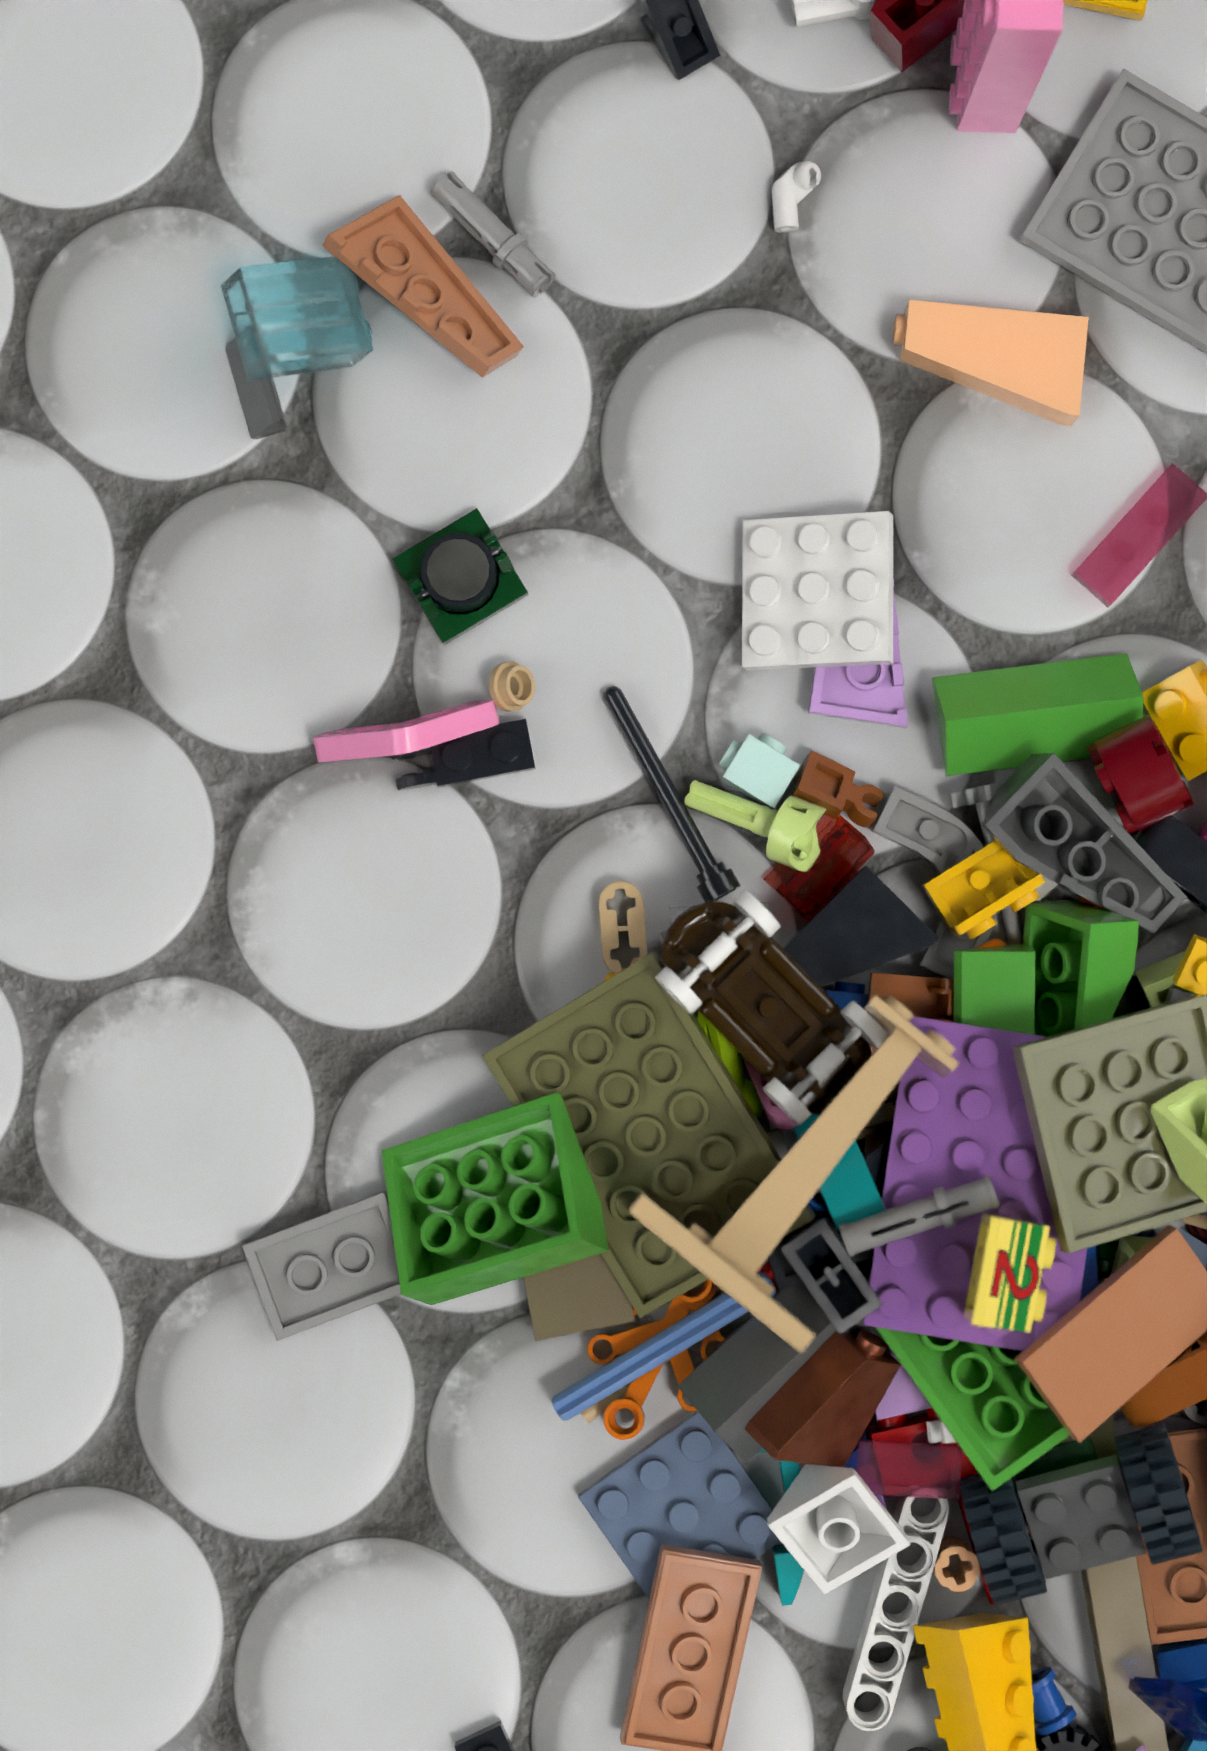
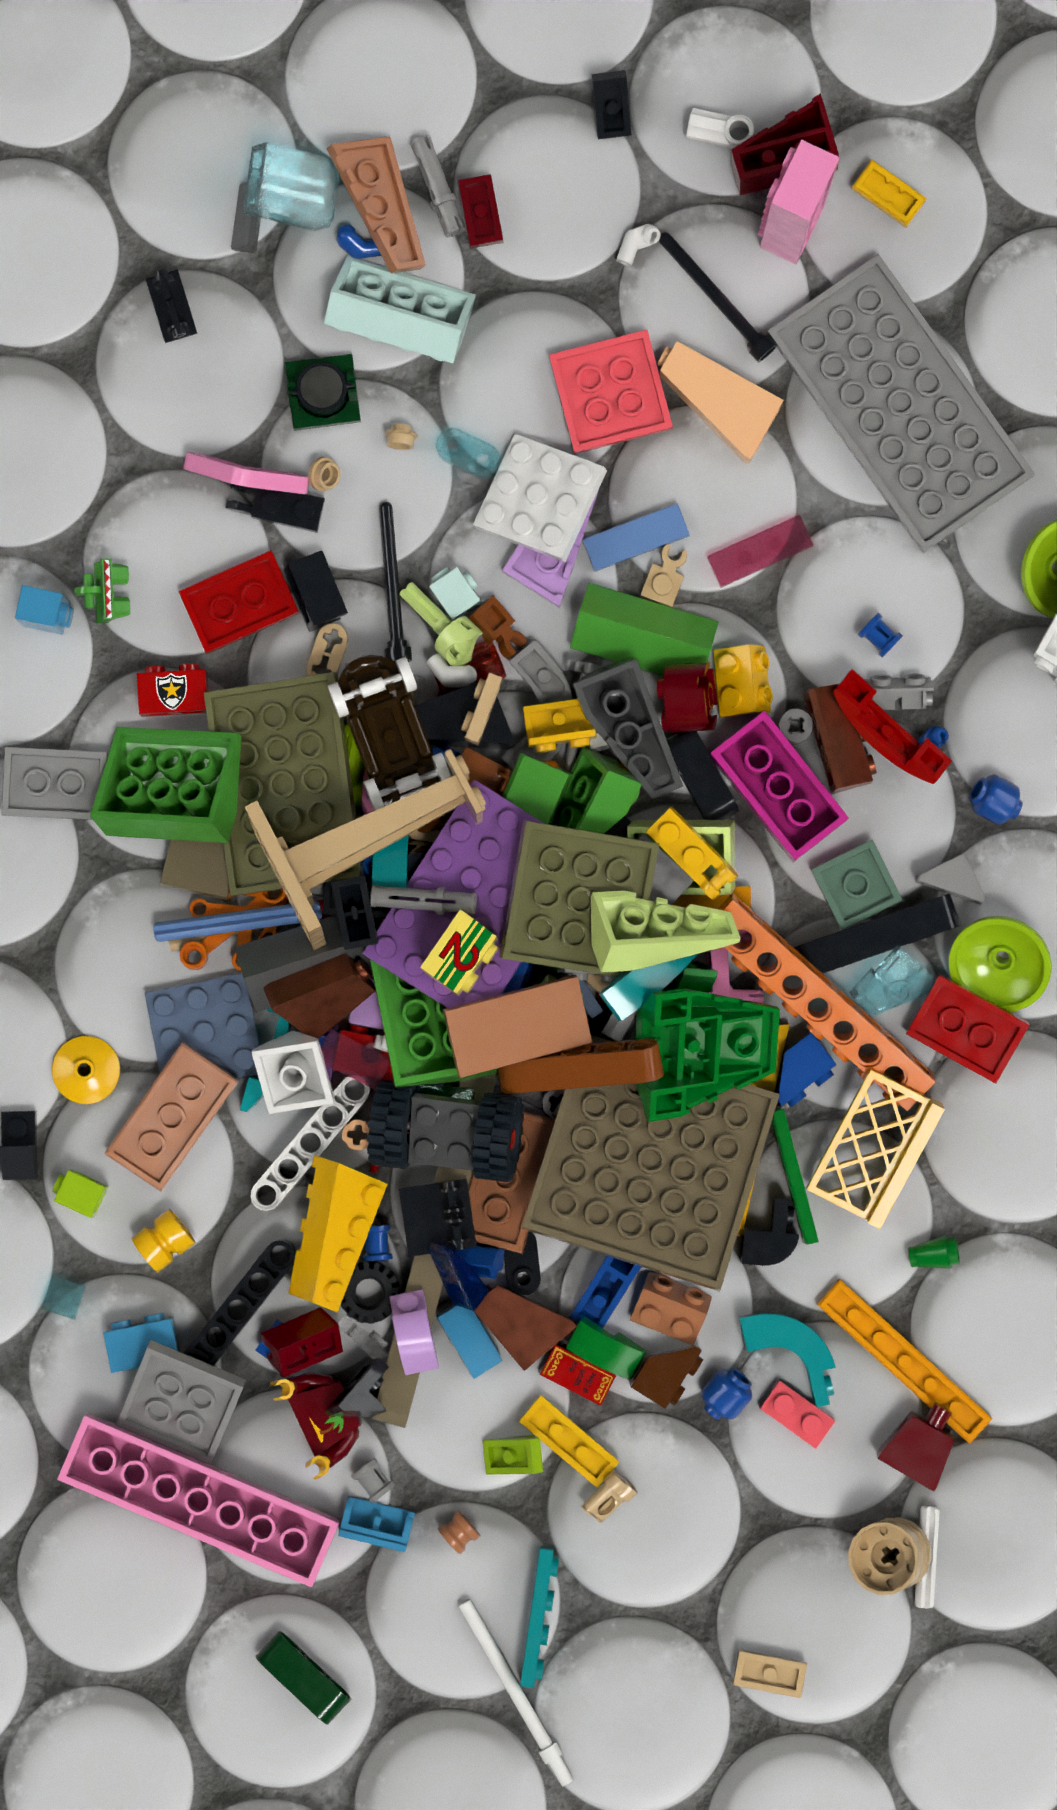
camera: 25 degrees right, 0 degrees up
(204, 548) = (171, 305): none -> black hinge
(213, 1037) = (44, 610): none -> dark azure brick
(276, 954) = (105, 576): none -> bright green hips
(417, 361) = (354, 244): none -> blue arm
(436, 1070) = (172, 691): none -> red brick
(472, 909) = (238, 602): none -> red plate
(515, 421) = (399, 309): none -> light aqua slope
(550, 1610) = (103, 1074): none -> yellow dish
(565, 242) = (480, 211): none -> dark red plate
(569, 848) = (315, 590): none -> black hinge
(592, 591) = (400, 437): none -> tan plate
(692, 570) = (468, 453): none -> clear light blue plate
(807, 884) = (451, 675): none -> white arm
(847, 408) = (610, 391): none -> coral plate
(877, 891) = (486, 694): none -> tan plate
(966, 589) = (636, 537): none -> medium blue tile
(1015, 257) = (759, 343): none -> black piece
(1029, 634) = (664, 582): none -> tan plate
(1119, 1635) = (437, 1215): none -> black hinge

